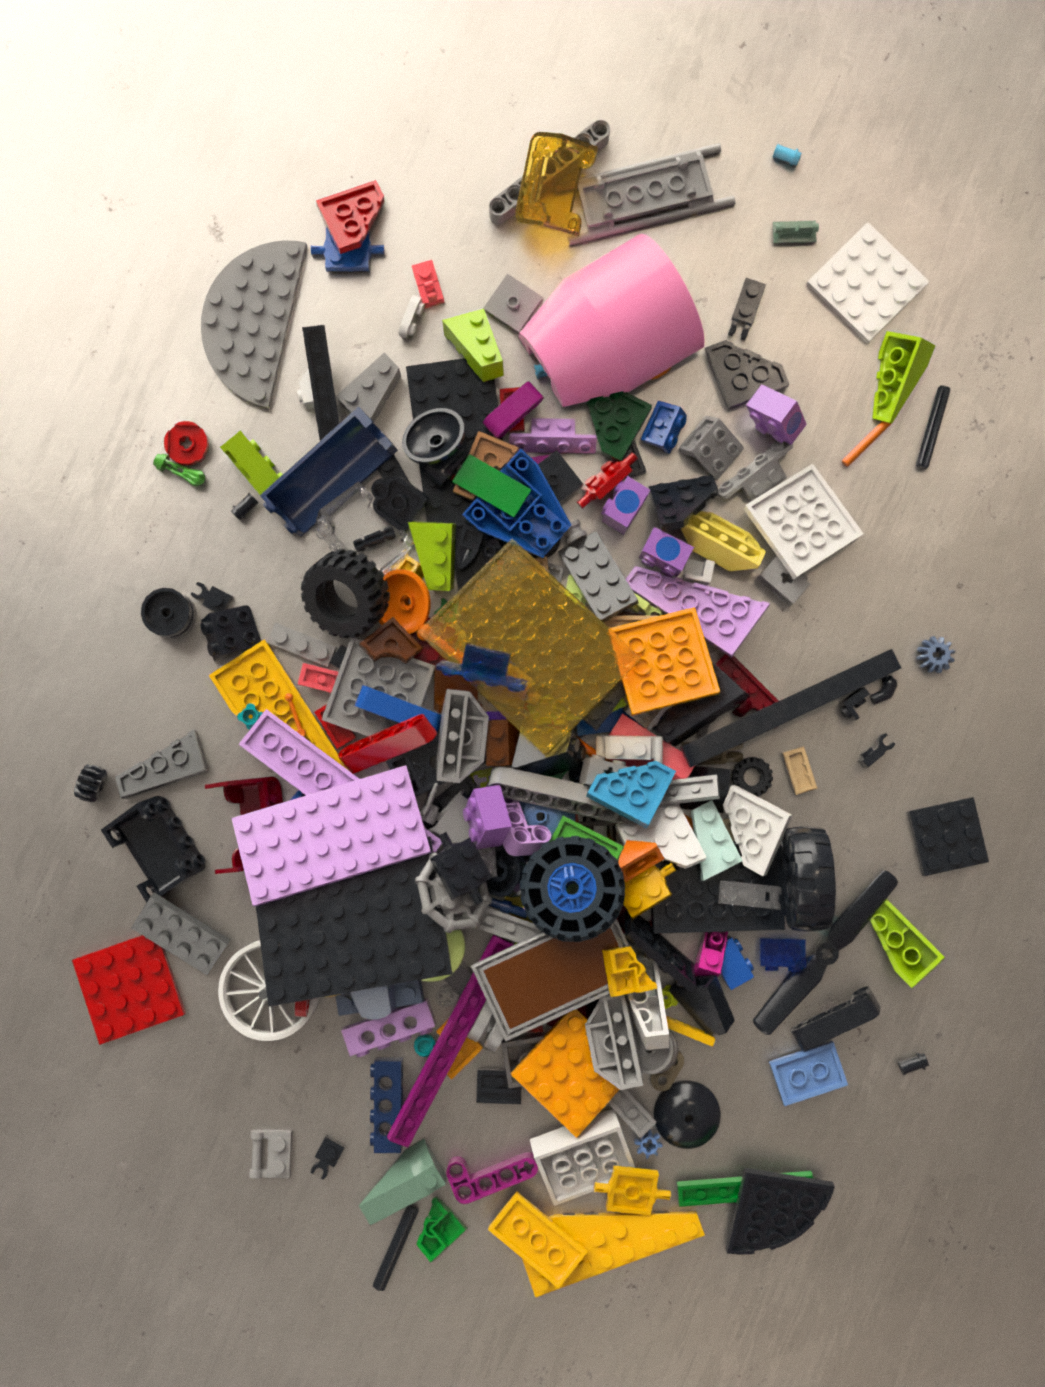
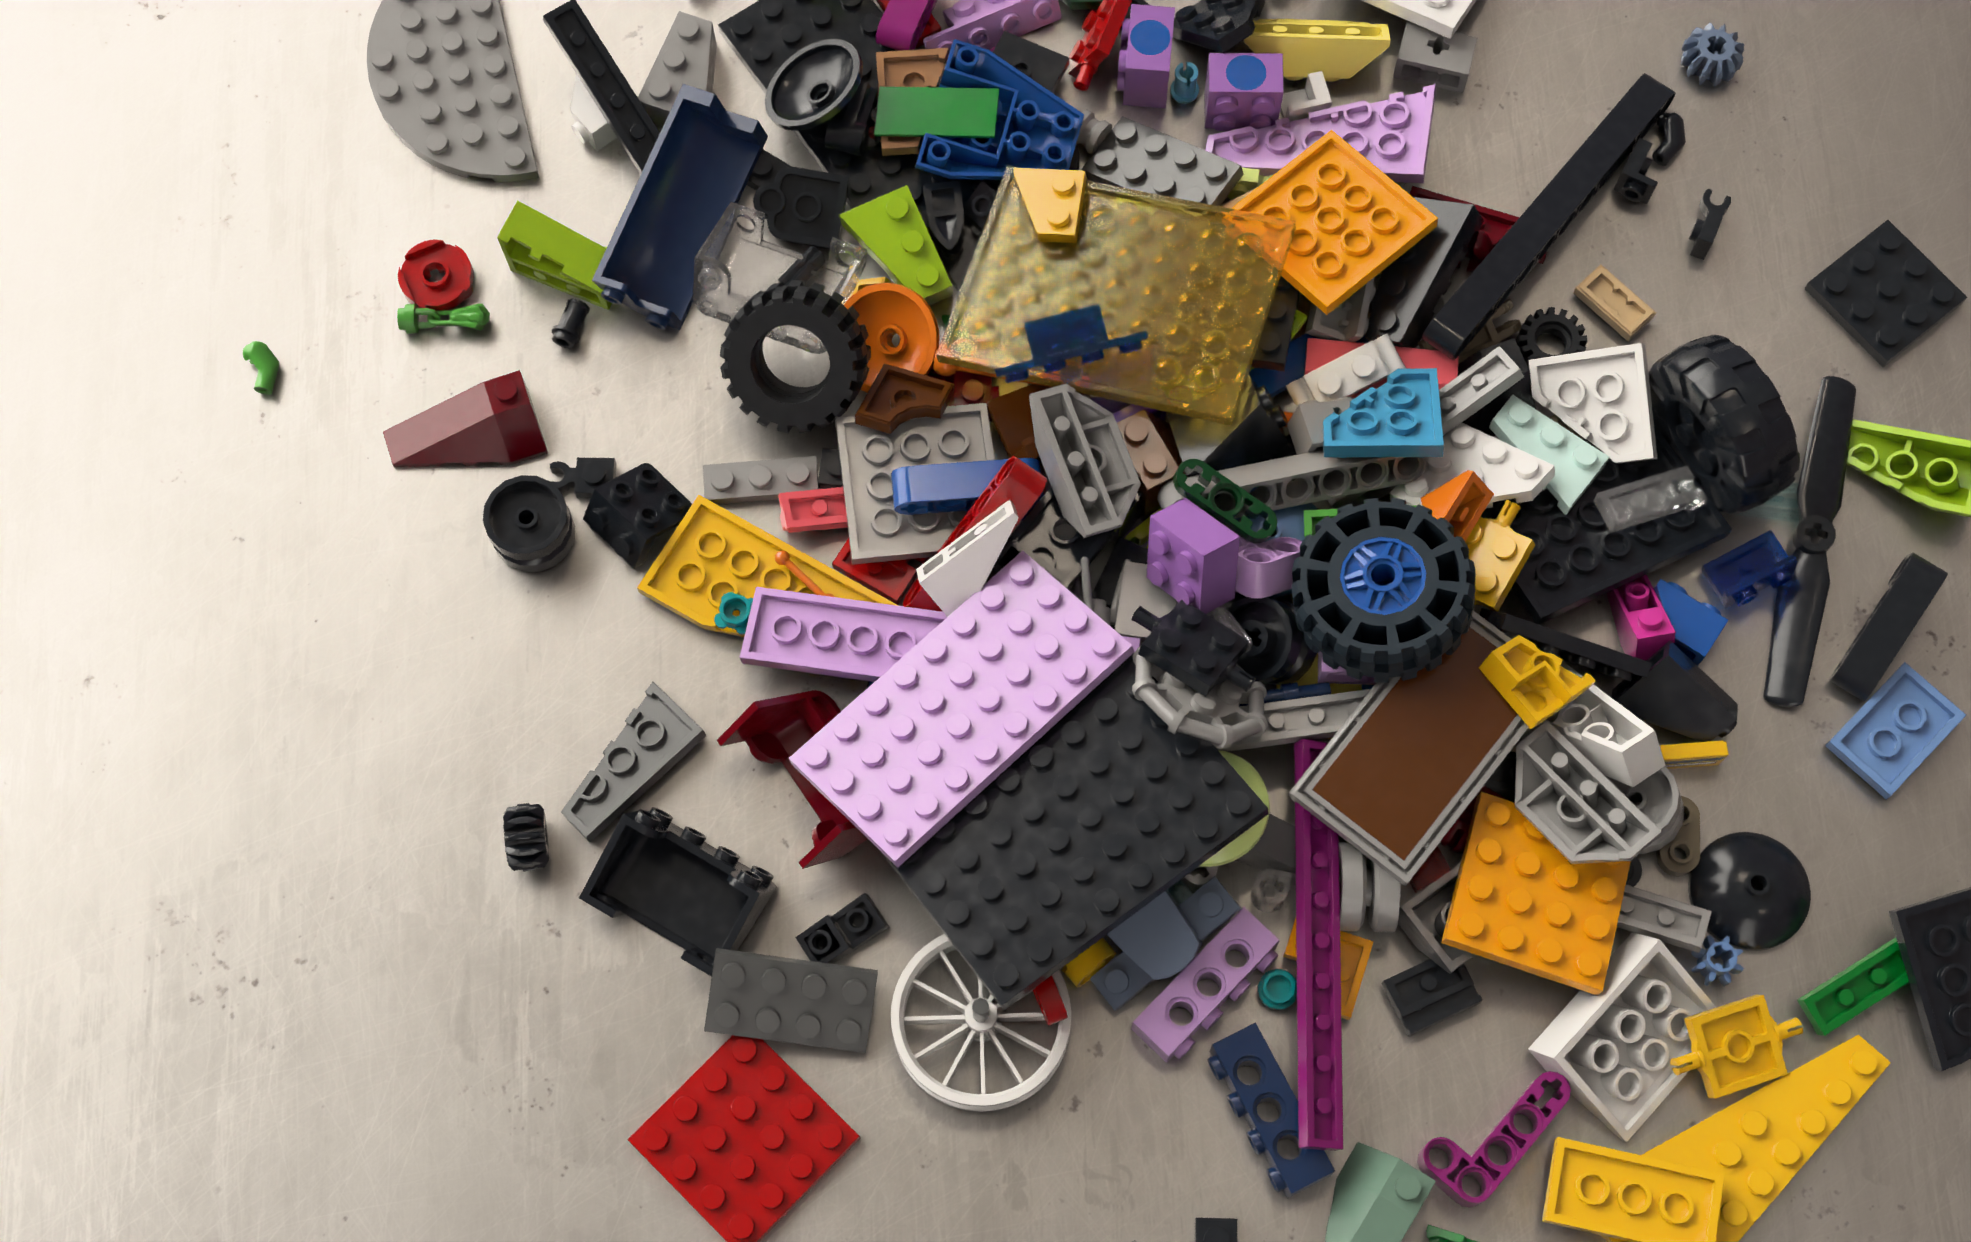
camera: 25 degrees left, 15 degrees down
(76, 450) = (265, 362): none -> bright green arm
(171, 543) = (473, 427): none -> dark red wedge
(226, 907) = (843, 932): none -> black slope
(373, 757) = (967, 562): none -> white slope
(522, 575) = (1053, 201): none -> yellow wing
(532, 808) = (1241, 497): none -> dark green beam
(634, 532) = (1185, 87): none -> medium azure pin

